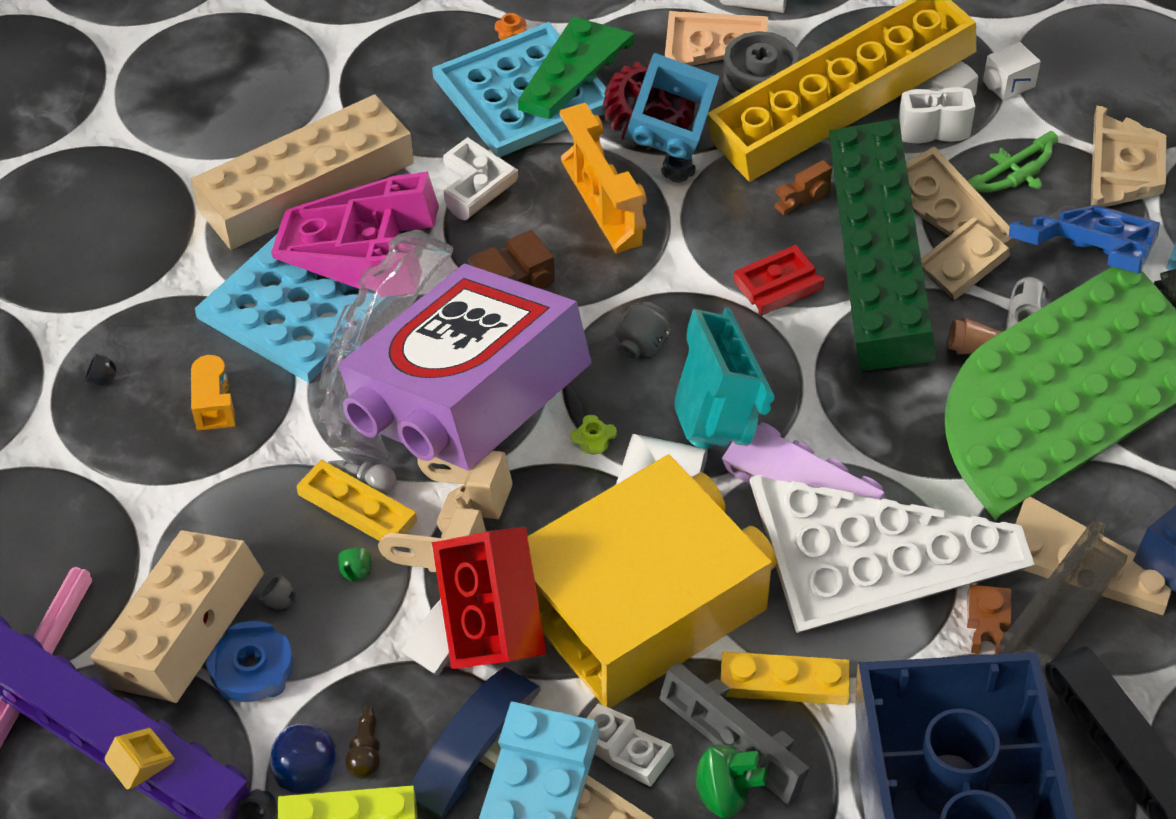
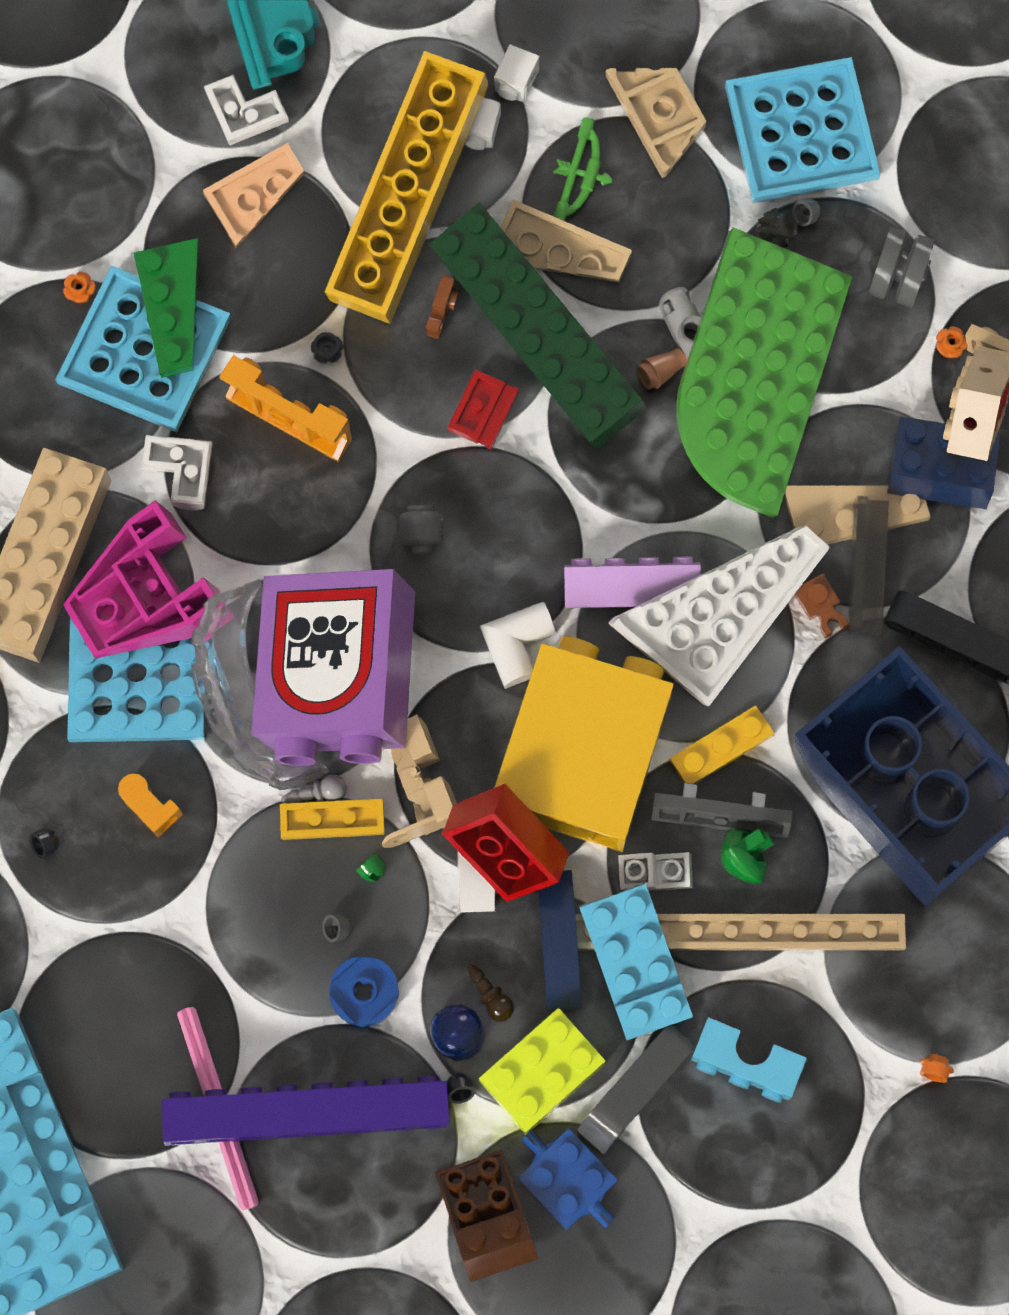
camera: 35 degrees left, 25 degrees up
(137, 757) = (368, 1120): yellow slope -> none
(178, 616) = (293, 997): tan brick -> none
(522, 260) = (281, 538): reddish brown brick -> none
(593, 443) = (445, 650): lime plate -> none
(622, 96) = (238, 307): dark red gear -> none
(679, 80) = (287, 274): dark azure window -> none
(720, 383) = (525, 551): teal brick -> none
(754, 59) = (323, 209): dark grey wheel -> none
(936, 115) = (489, 168): white brick -> none
(964, 258) = (605, 297): tan plate -> none
(1122, 235) = (693, 202): blue wing -> none

